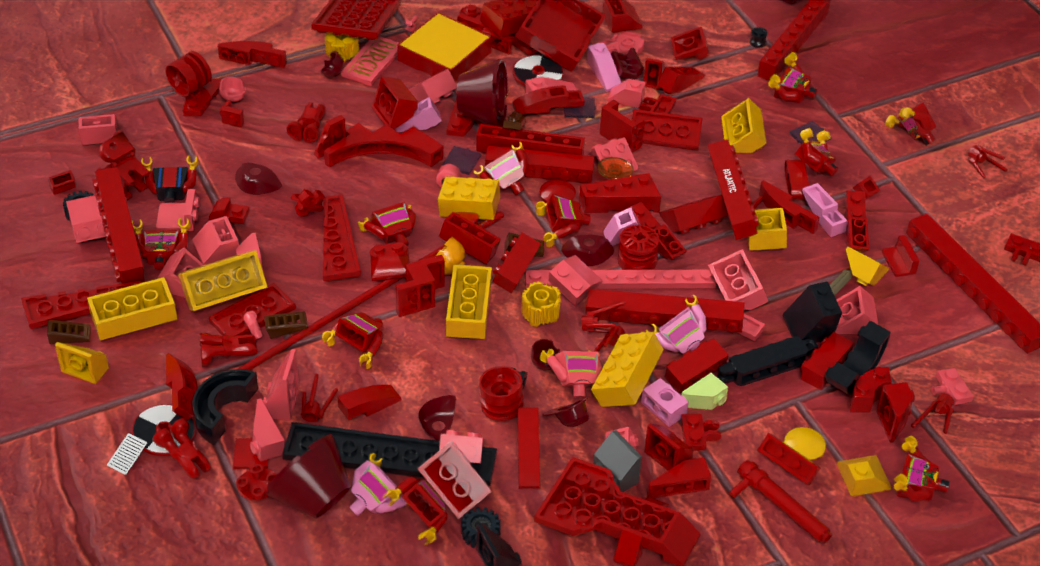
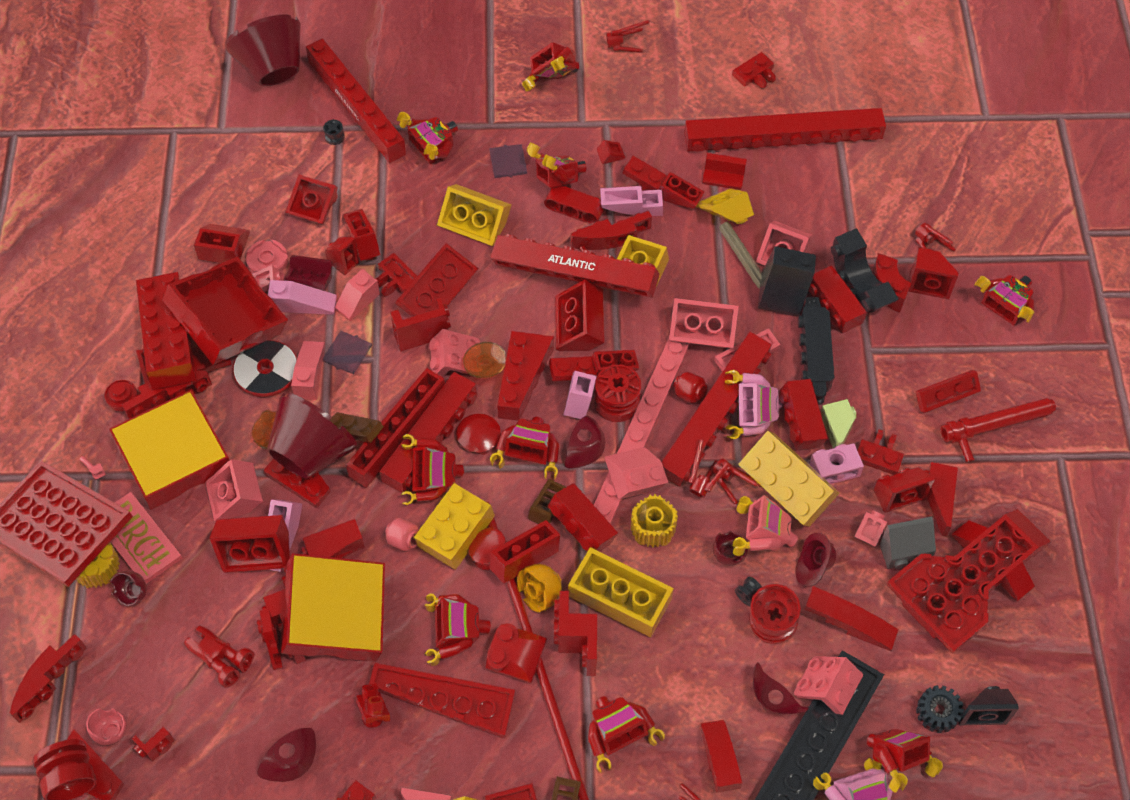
camera: 65 degrees left, 15 degrees up
(367, 154) = (333, 607): none -> yellow tile
(455, 479) = (884, 707): slope -> none
(463, 159) = (371, 509): clear purple piece -> none
(543, 99) = (330, 374): red slope -> none
(676, 288) = (690, 387): none -> red head
(806, 442) = (929, 368): yellow dish -> none
(863, 475) = (984, 340): yellow slope -> none
(952, 384) = (904, 215): coral plate -> none

